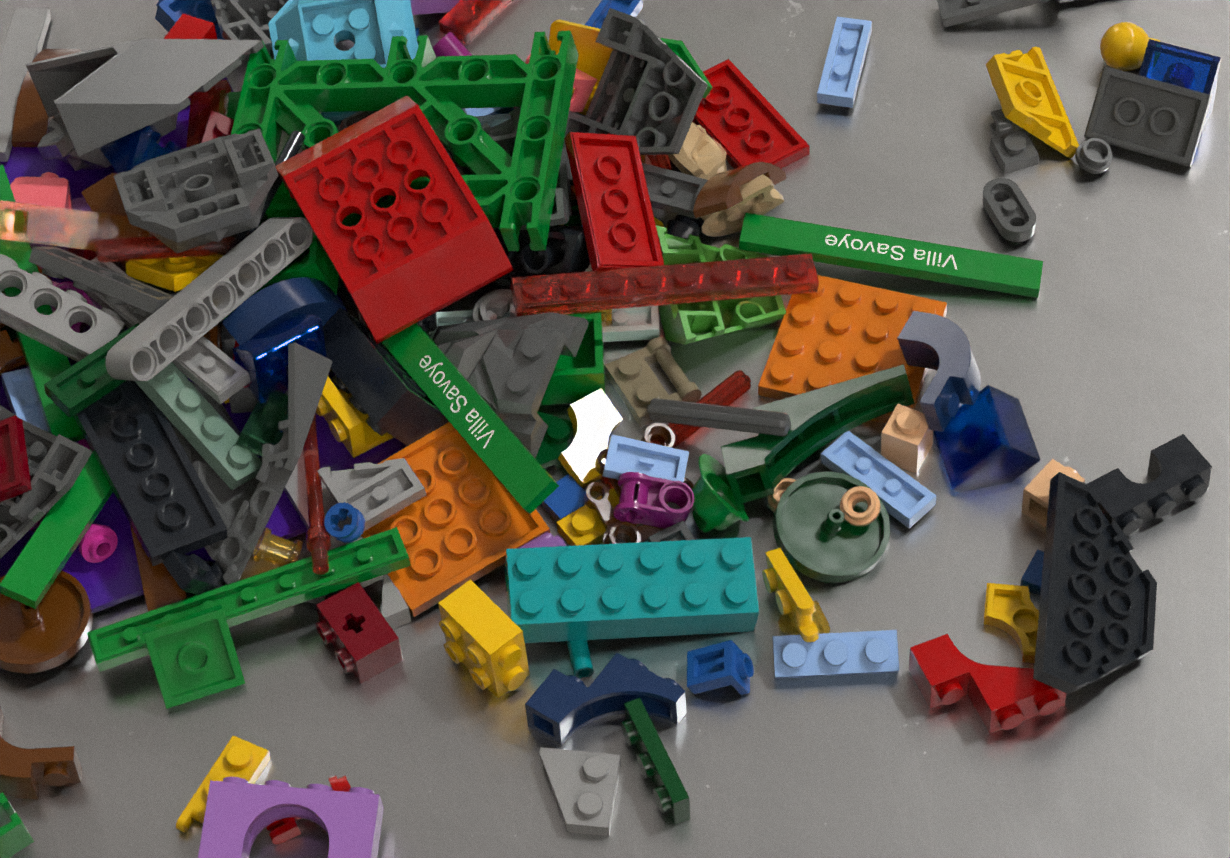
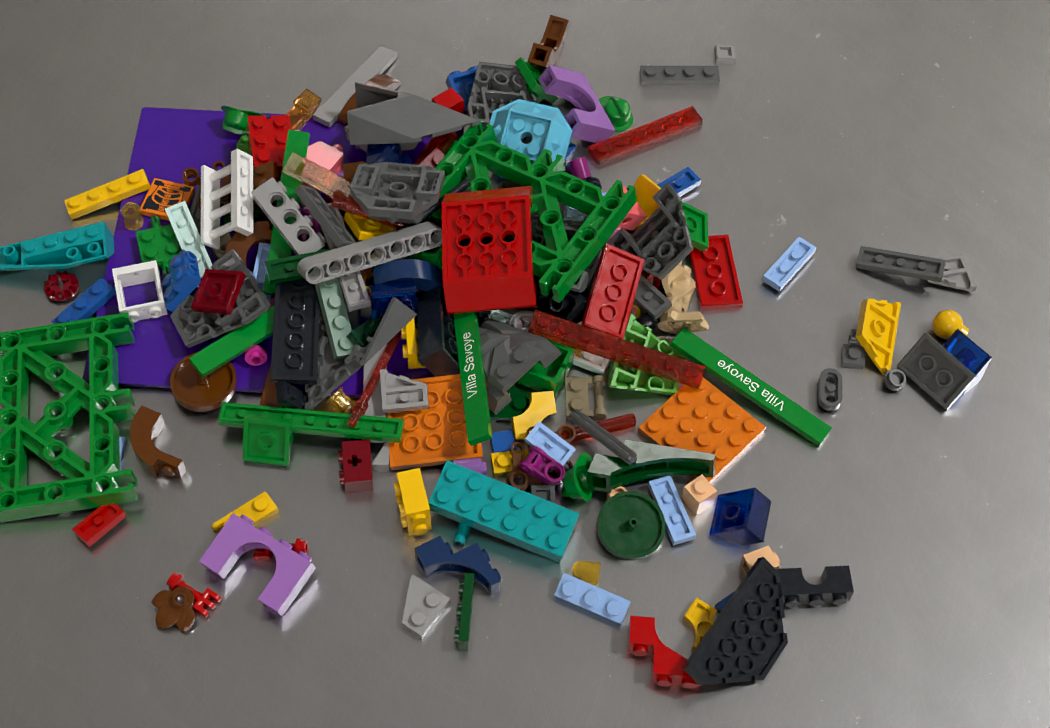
camera: 20 degrees right, 5 degrees up
(339, 513) = (372, 399): blue bush -> none
(719, 667) = (528, 576): blue bracket -> none
(723, 188) = (672, 311): reddish brown slope -> none
(790, 594) = (584, 556): yellow hinge -> none
(857, 495) = (645, 517): light nougat plate -> none
(944, 347) = (742, 474): arch -> none

